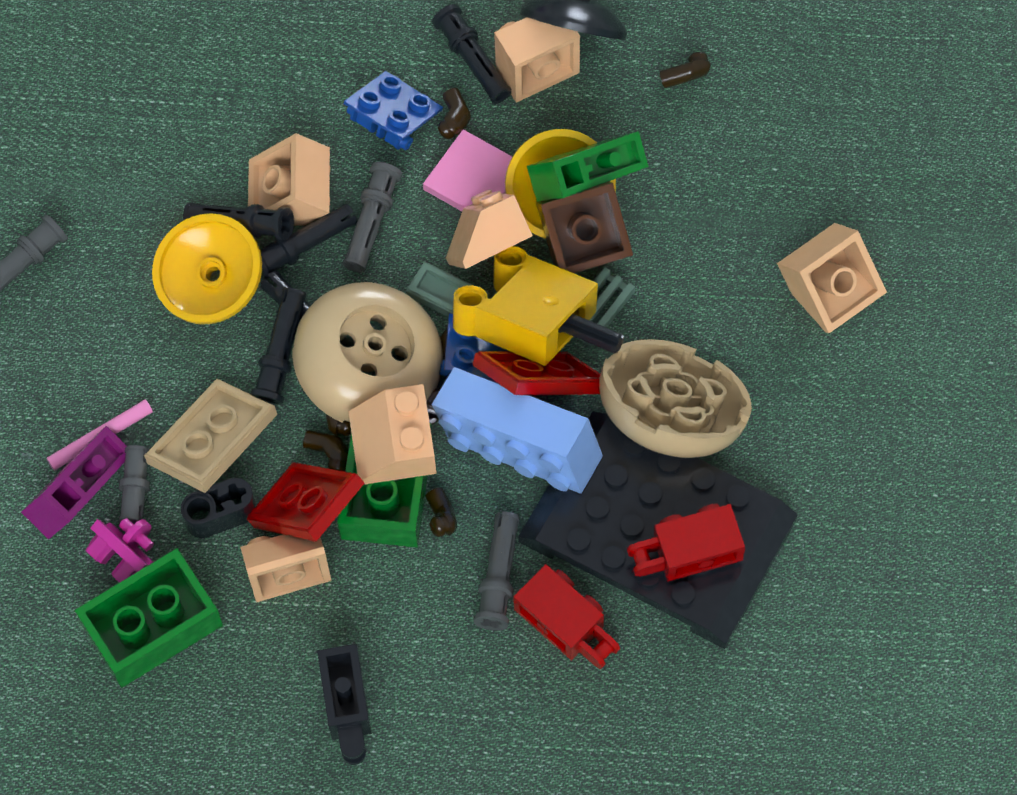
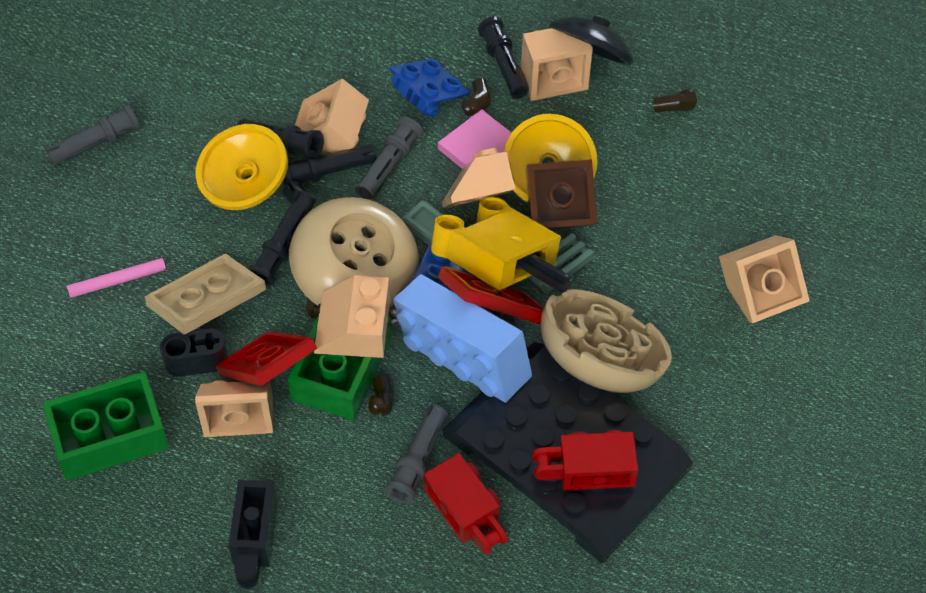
camera: 10 degrees right, 10 degrees down
(76, 483) = (82, 308): magenta slope -> none
(111, 540) = (107, 364): dark pink hips -> none
(134, 484) = (129, 322): dark grey pin -> none
(331, 445) = (298, 321): dark brown arm -> none
(587, 167) = (575, 145): green slope -> none

